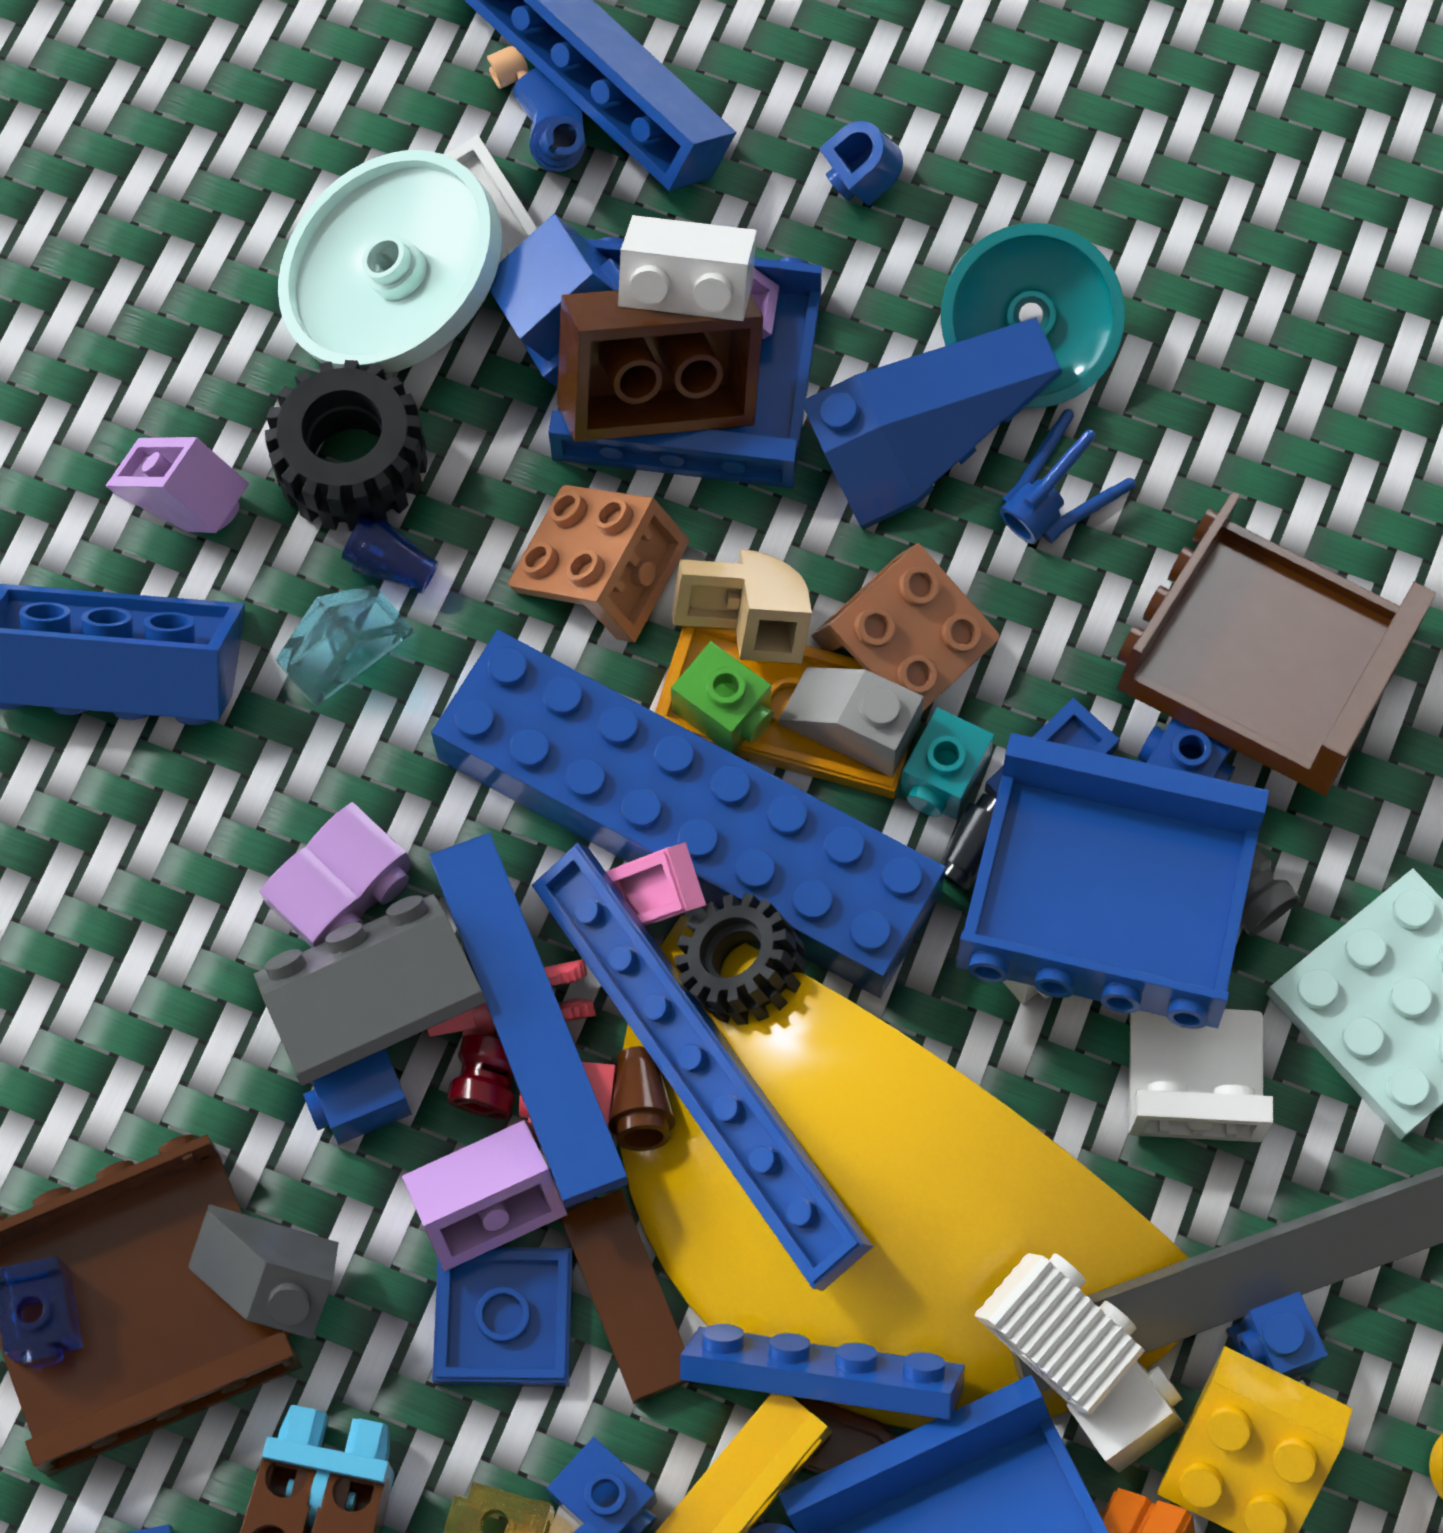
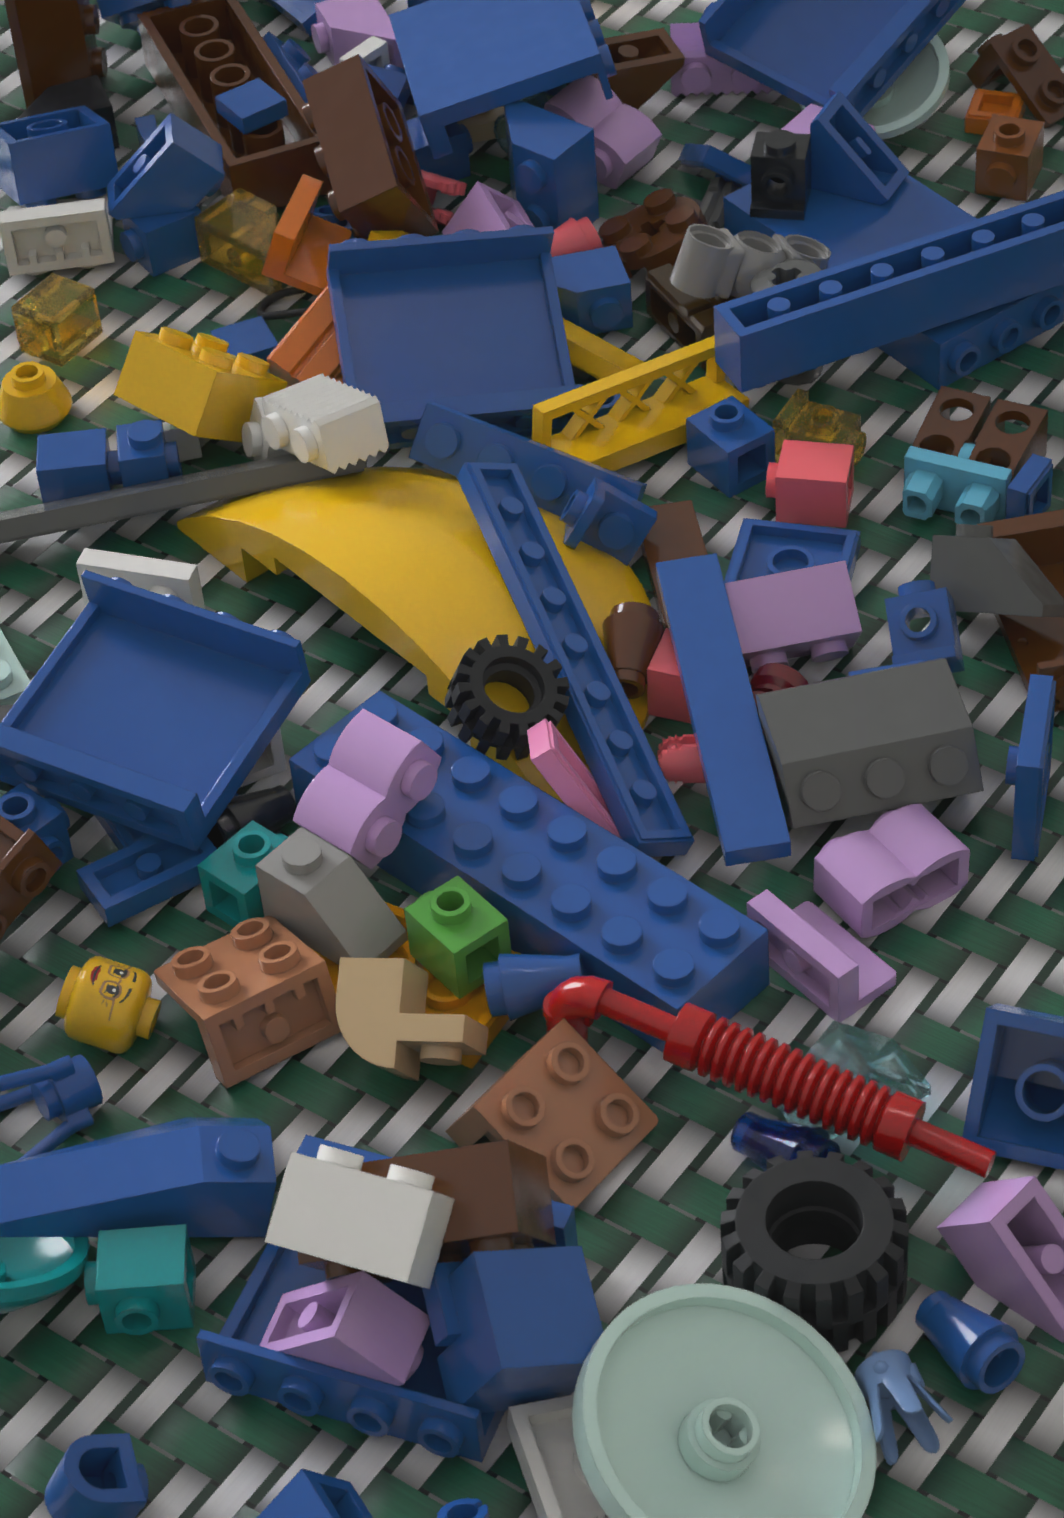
camera: 165 degrees left, 25 degrees down
(203, 992) = (1030, 767): none -> blue plate
(215, 406) = (972, 1343): none -> blue cone
(243, 1457) = (1031, 488): none -> blue tile
(274, 355) = (891, 1383): none -> medium blue piece
(335, 1183) = (939, 639): none -> blue brick
(393, 780) = (820, 956): none -> lavender panel
(420, 580) = (772, 1072): none -> red piece
(496, 1442) = (812, 483): none -> coral brick
(643, 660) = (521, 981): none -> blue cone
(718, 1305) = (607, 520): none -> blue bracket
(837, 790) = (368, 788): none -> lavender brick
(892, 330) = (143, 1279): none -> teal brick
(1028, 596) = (107, 1004): none -> yellow head
(1365, 1328) = (75, 464): none -> blue brick

